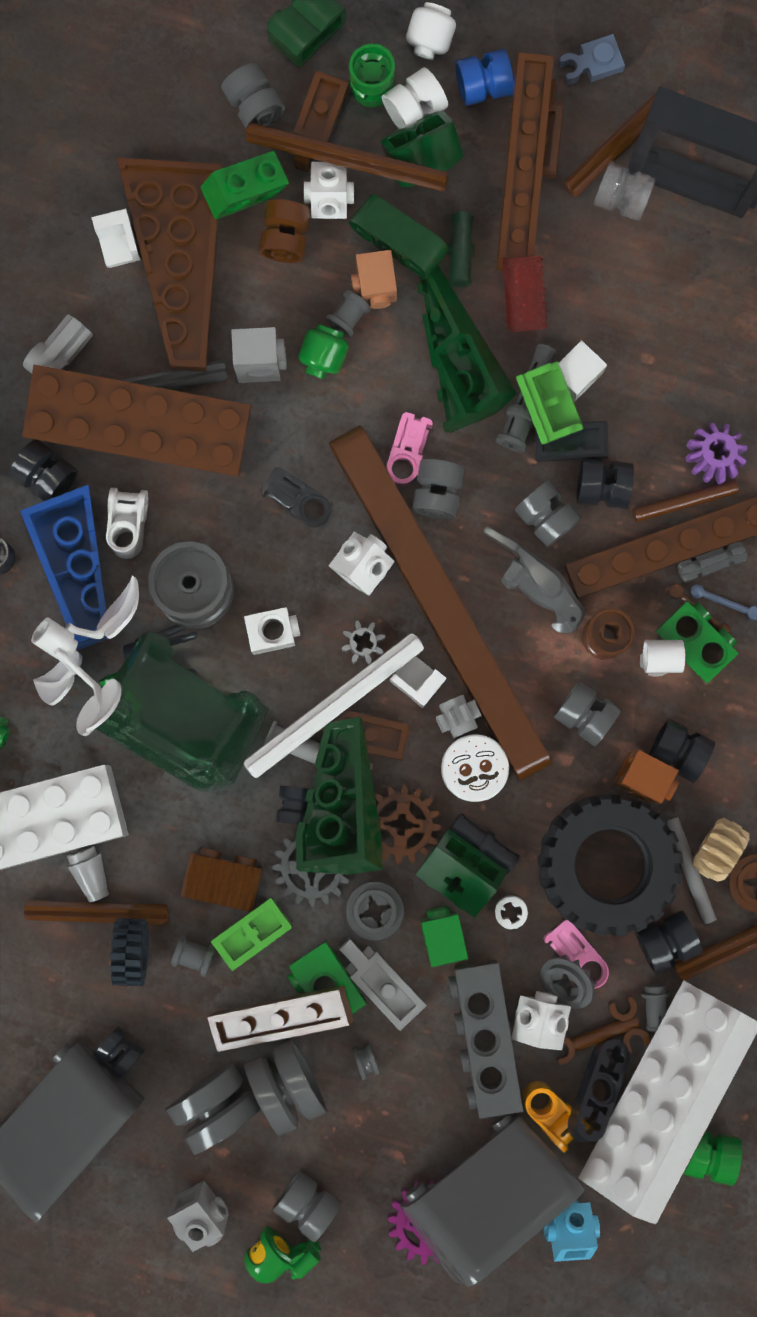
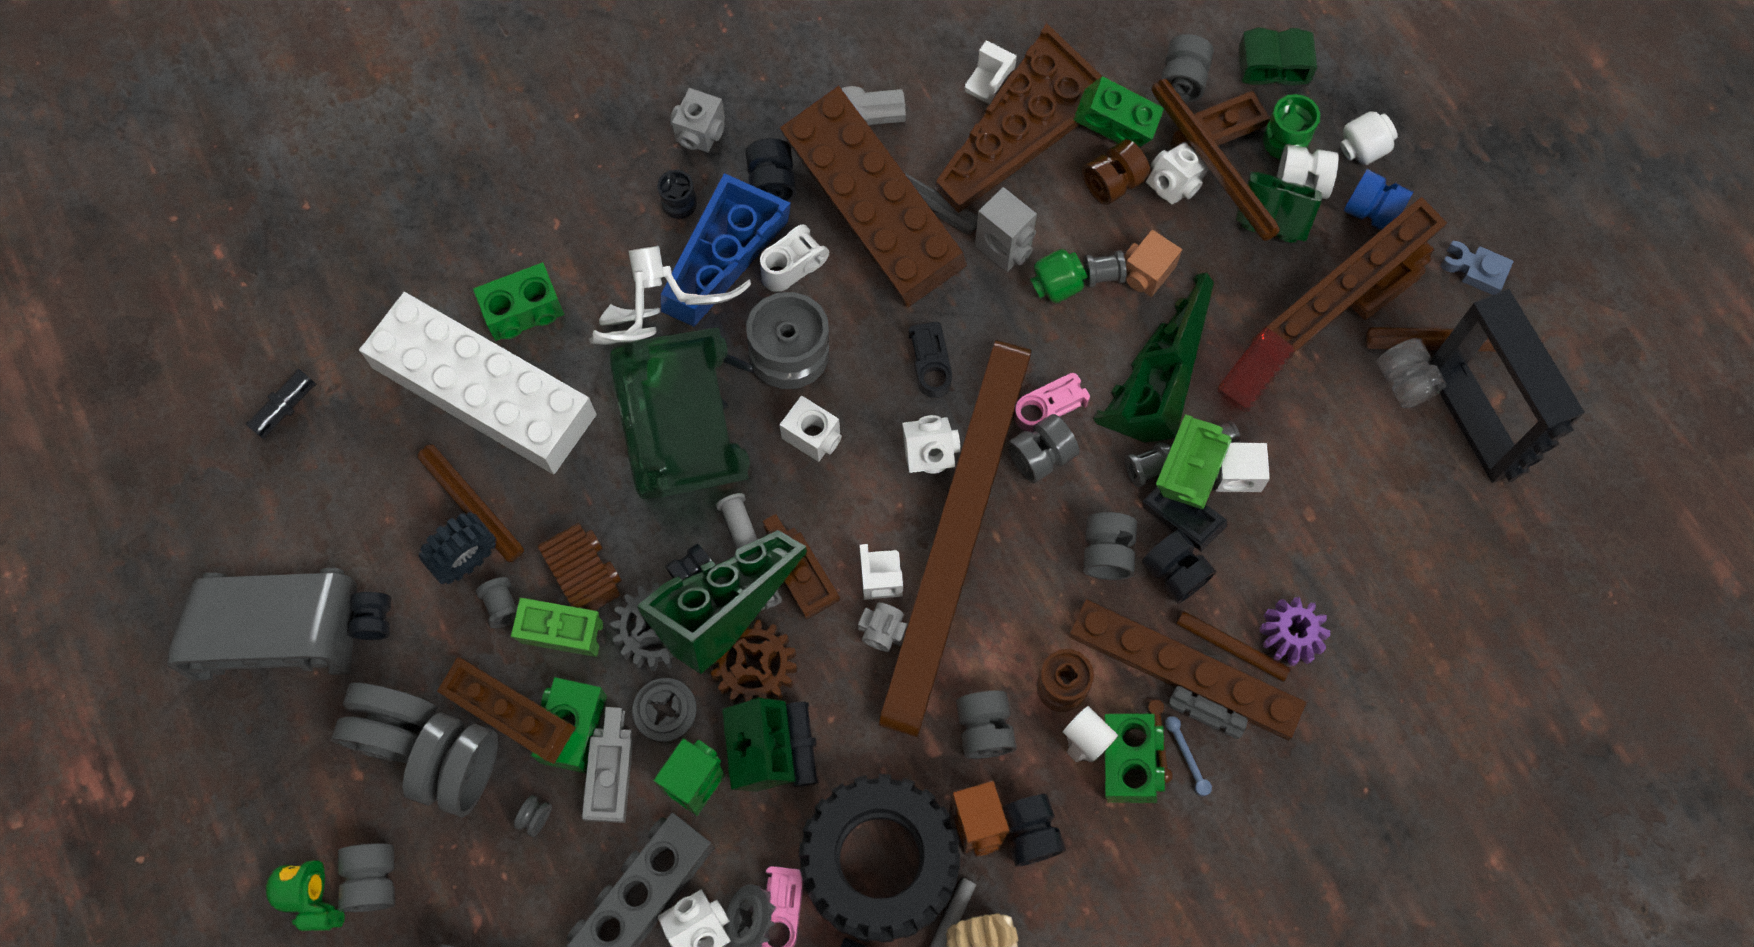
camera: 50 degrees right, 15 degrees down
(89, 873) = (496, 468): light grey cone -> none
(198, 1216) = (282, 797): light grey brick -> none
(333, 705) = (797, 522): white axle -> none
(359, 633) = (877, 498): light grey gear -> none
(395, 231) = (1202, 255): dark green beam -> none
(461, 249) = (1238, 302): clear green pin -> none
(475, 768) = (854, 679): white head -> none
(516, 902) = (777, 815): white bush -> none
(541, 584) = (1050, 594): dark grey animal -> none

